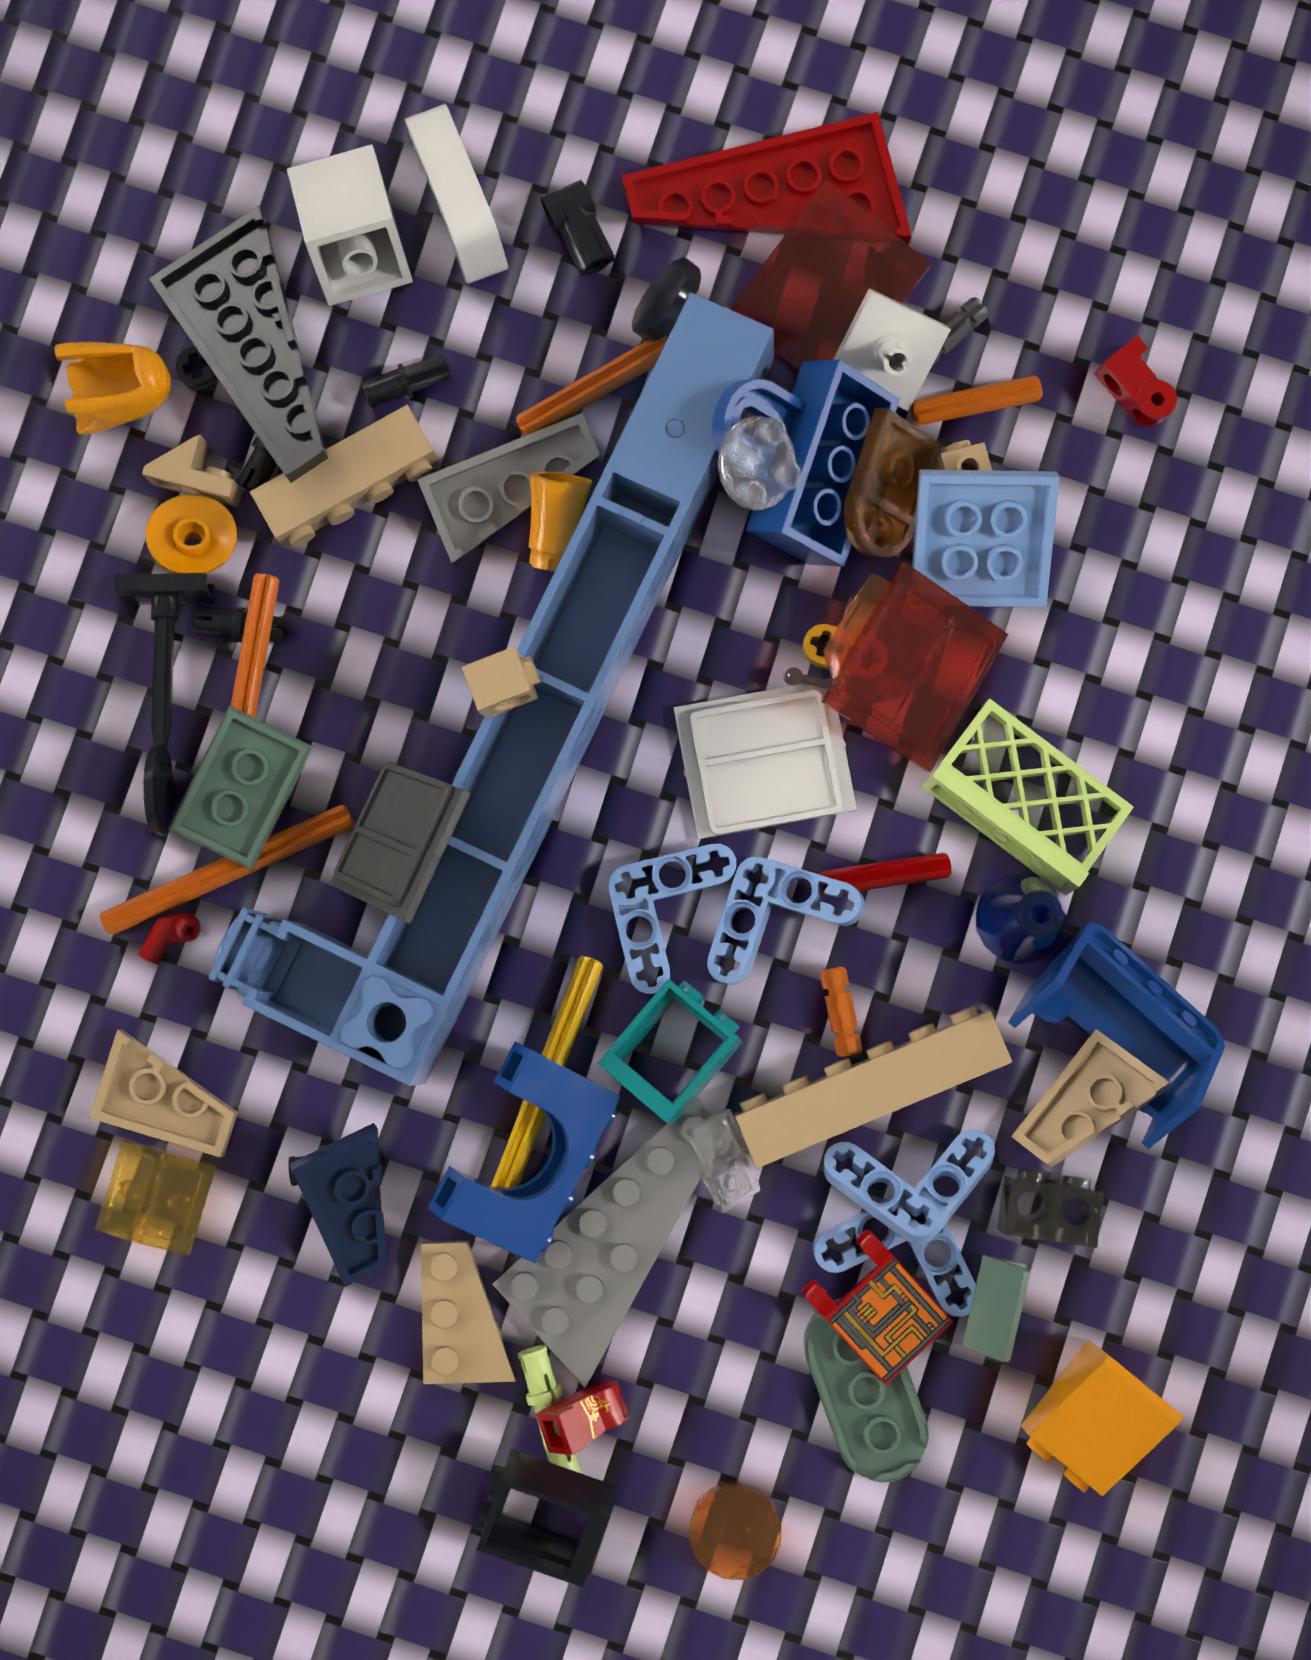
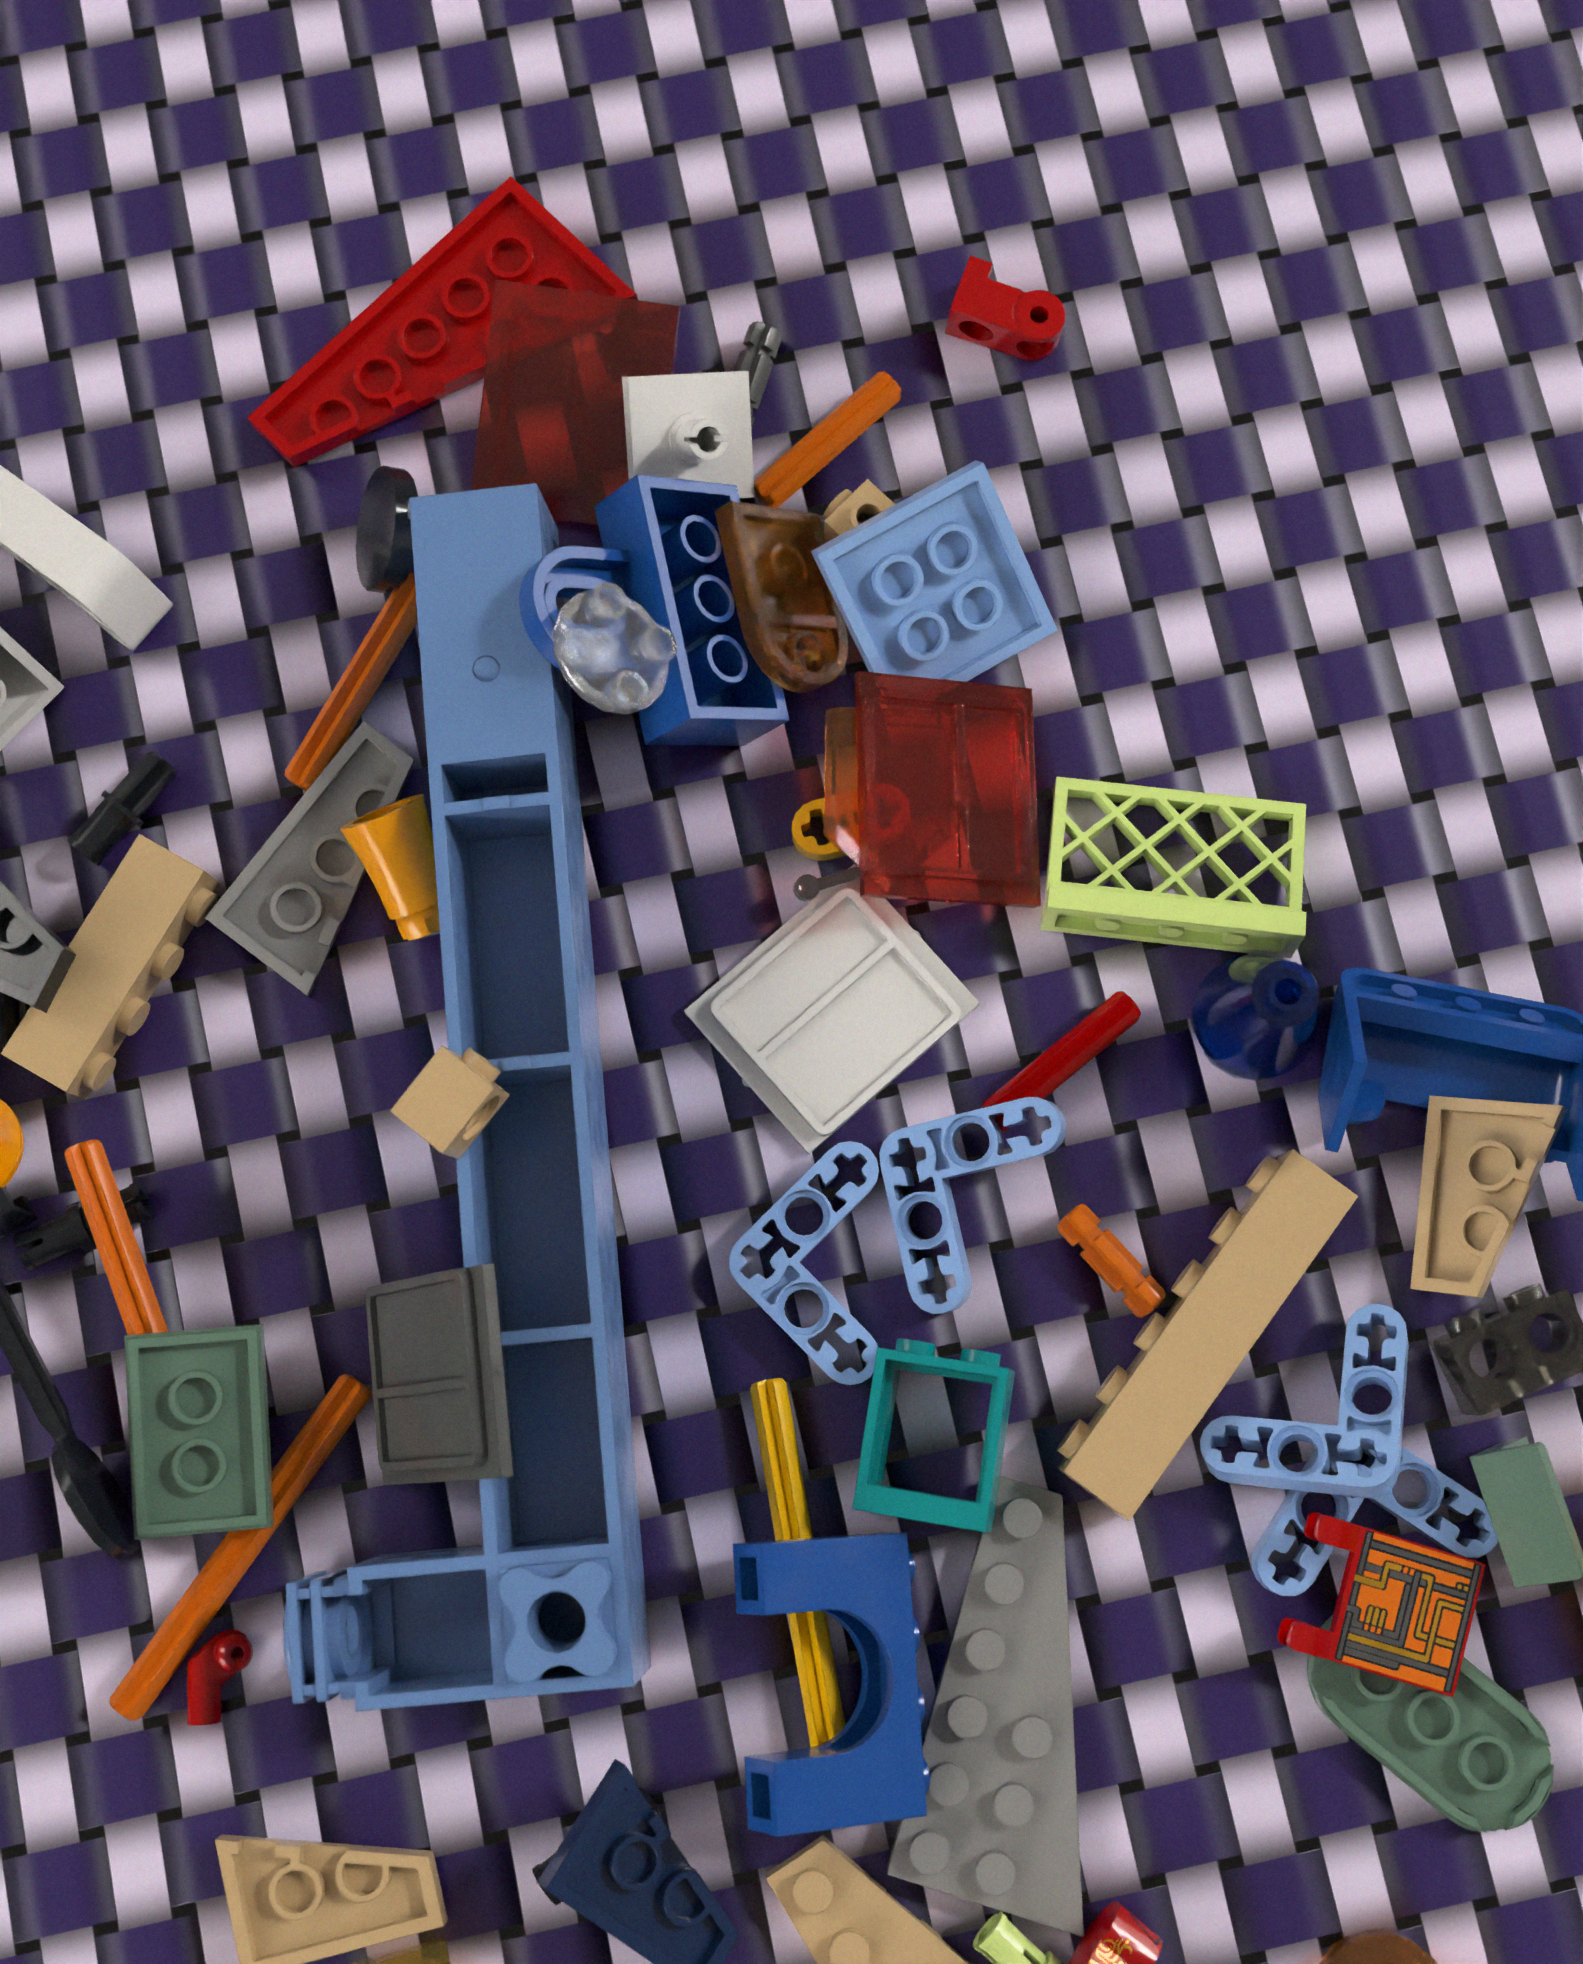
camera: 30 degrees left, 5 degrees down
(574, 218) = (219, 500): black piece -> none
(725, 1160) = (1083, 1532): clear slope -> none

